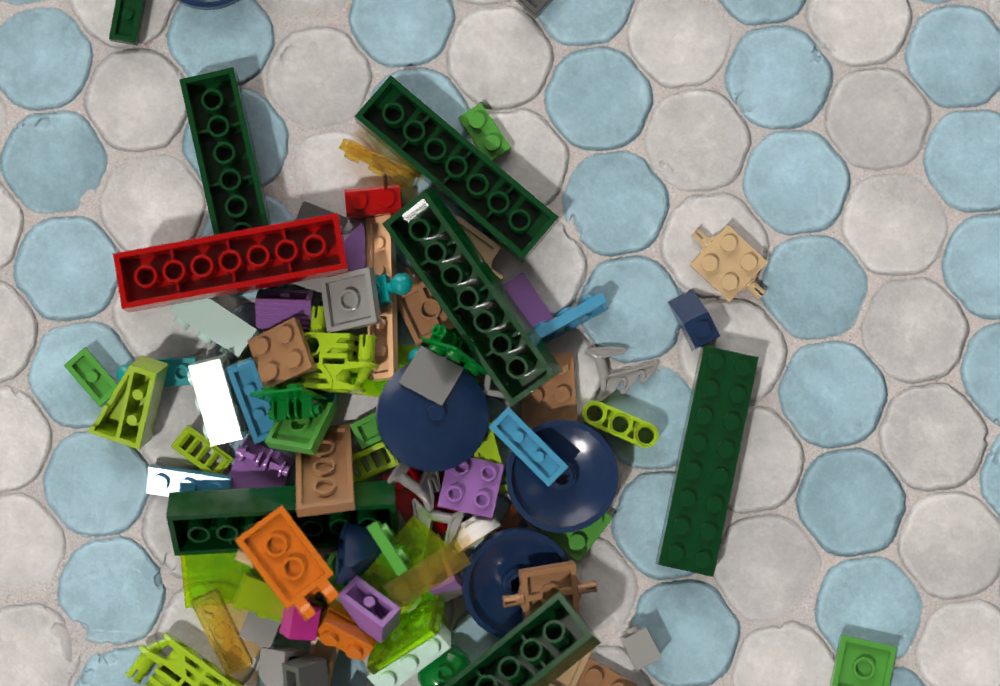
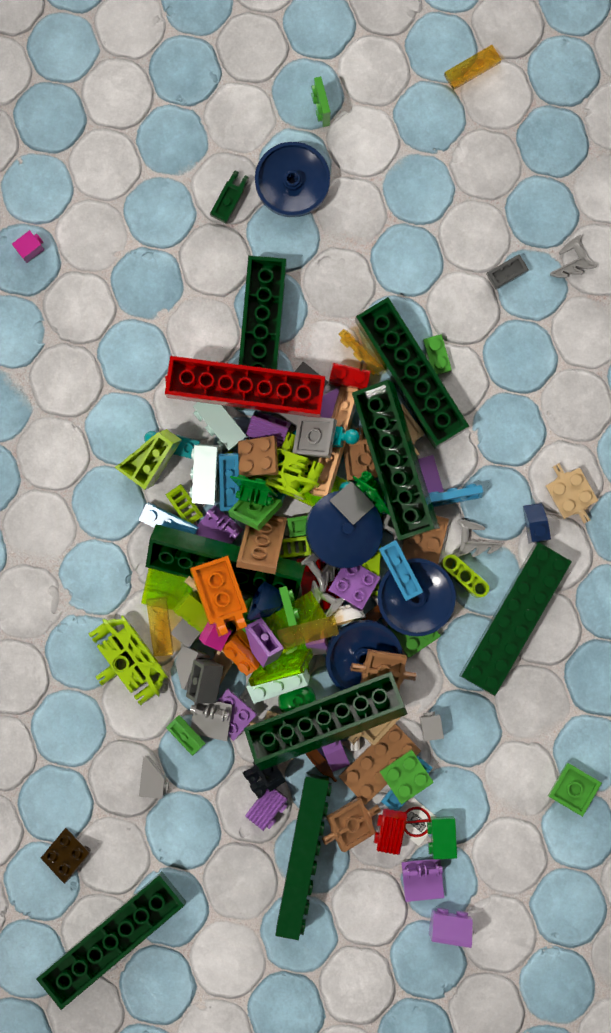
camera: 20 degrees right, 0 degrees up
(92, 376) = (128, 432): bright green plate -> none

